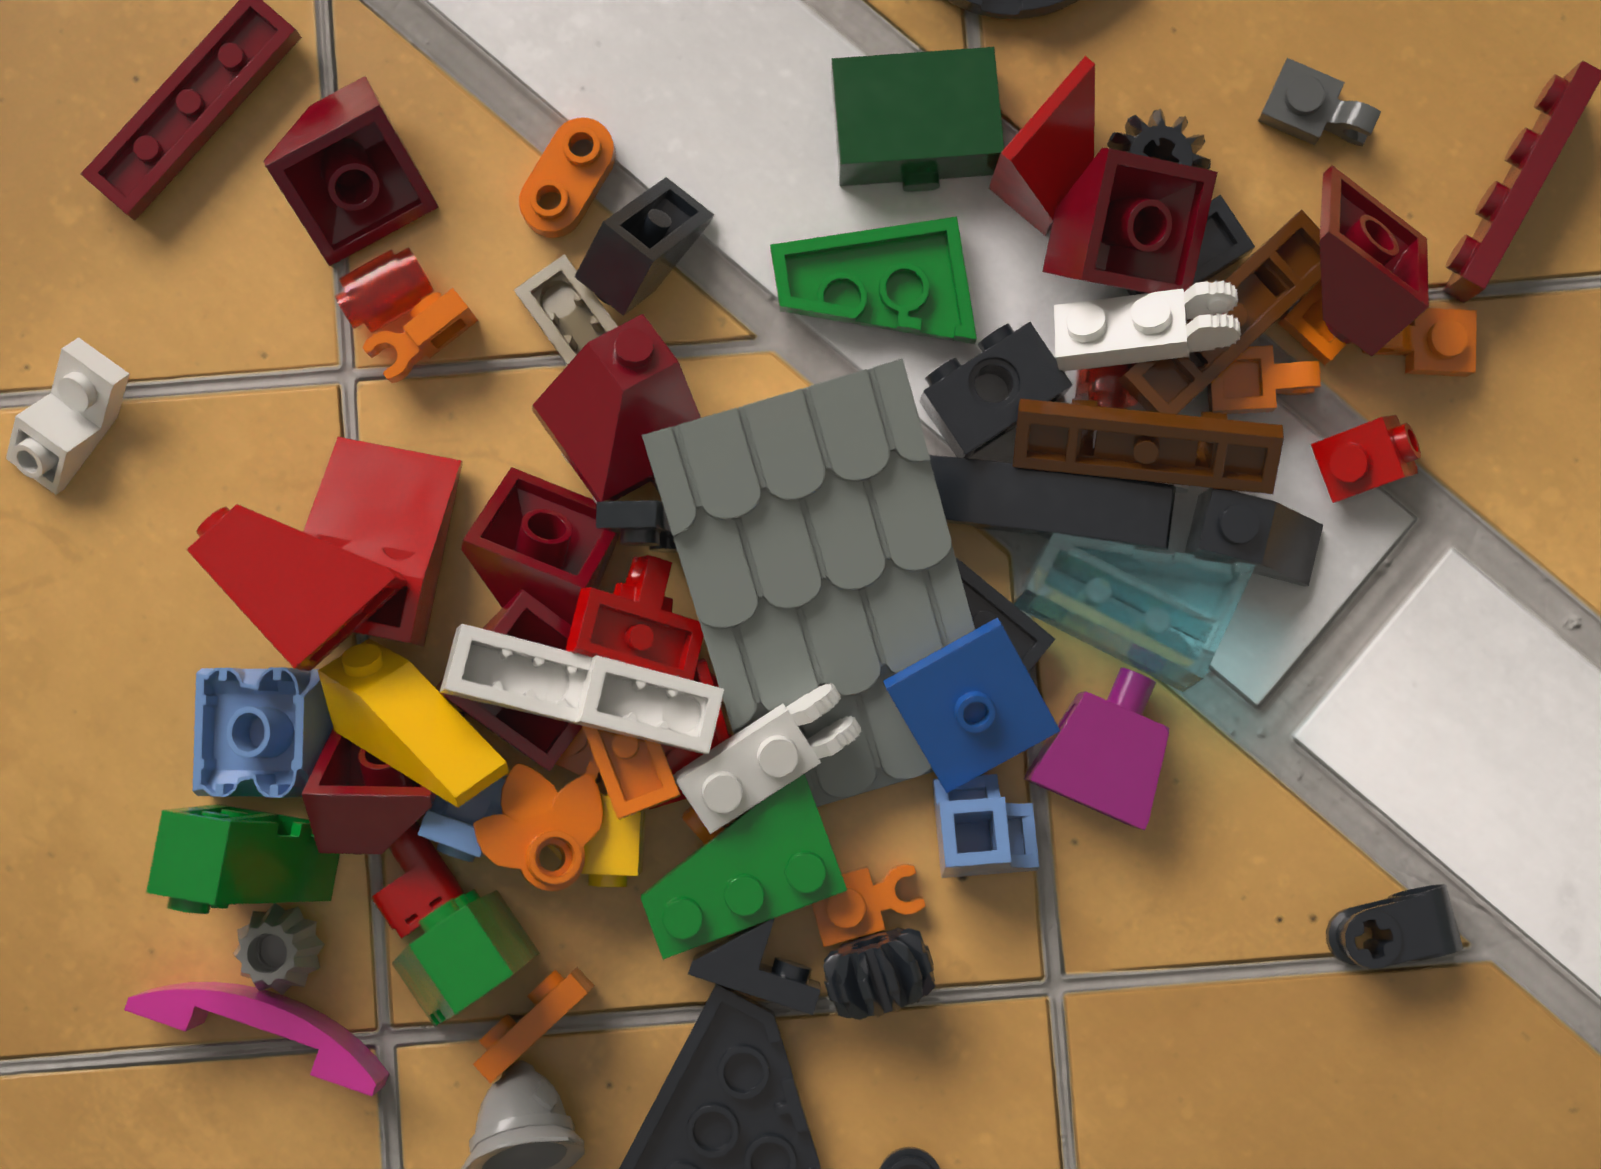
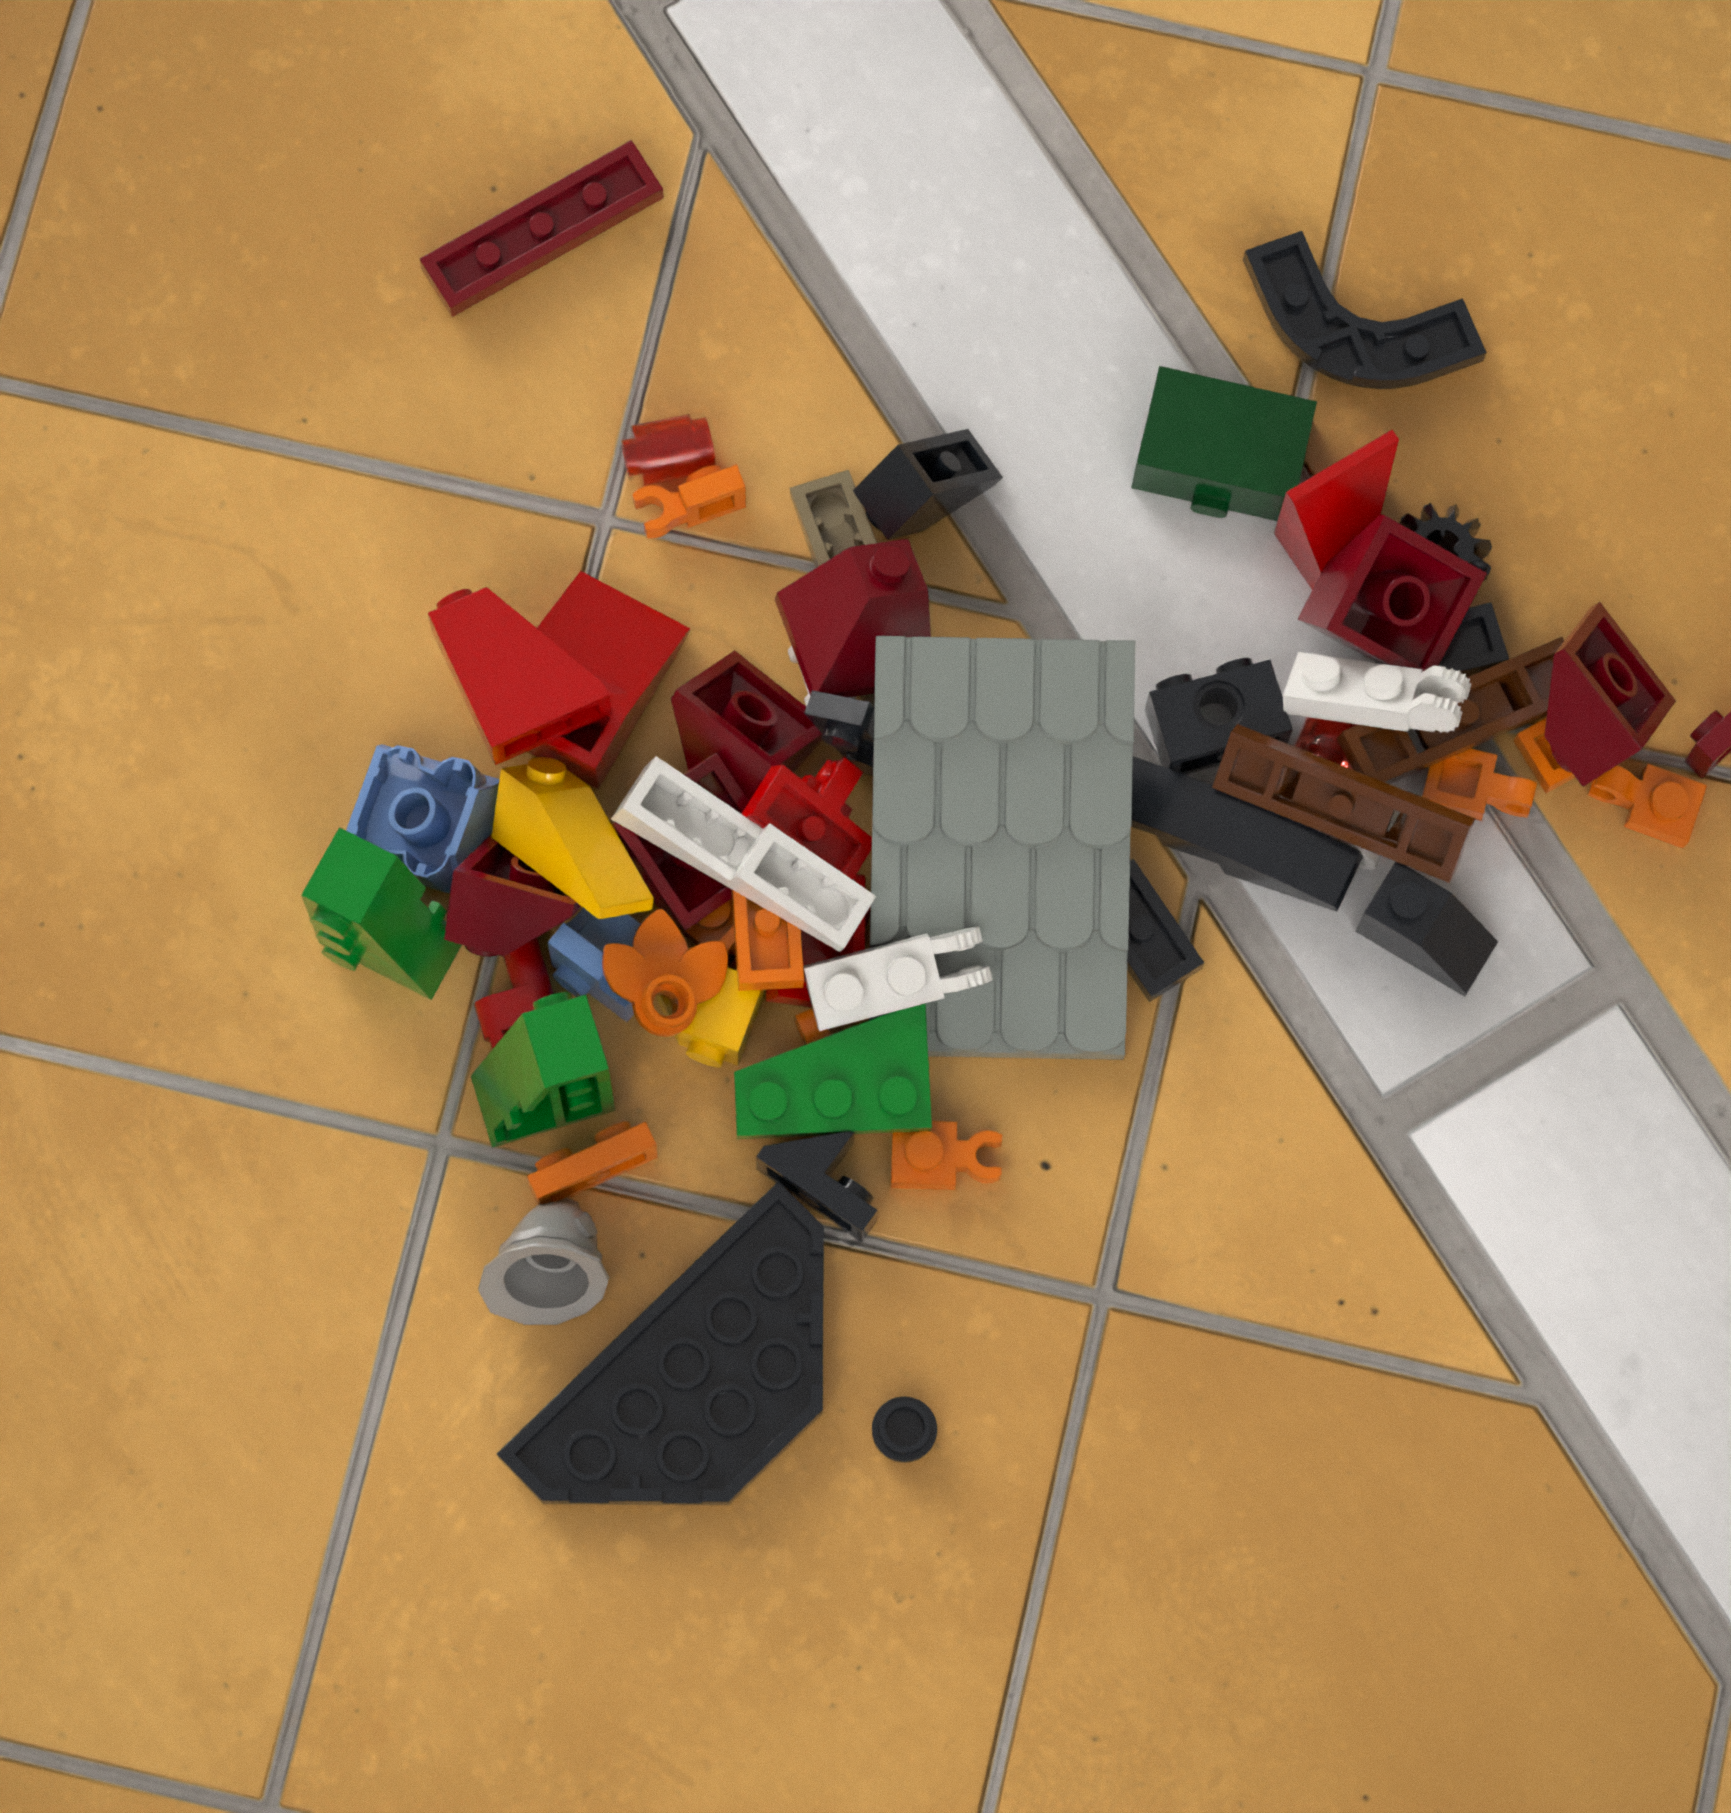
camera: 15 degrees right, 10 degrees down
(66, 425) = (330, 481): white slope -> none
(278, 948) = (370, 1024): light grey piece -> none
(340, 1055) = (273, 1043): dark pink slope -> none
(348, 173) = (672, 334): dark red slope -> none
(569, 175) = (878, 401): orange plate -> none
(879, 973) = (937, 1215): black gear -> none
(881, 278) = (1142, 581): green wing -> none
(971, 705) = (1103, 992): blue plate -> none
(982, 831) = (1078, 1121): medium blue brick -> none
(1106, 752) = (1217, 1084): magenta torso -> none
(1136, 604) = (1287, 950): clear light blue wedge -> none
(1308, 103) = (1605, 546): dark grey plate -> none
(1367, 457) = (1559, 888): red bracket -> none
(1403, 927) = (1460, 1339): black piece -> none

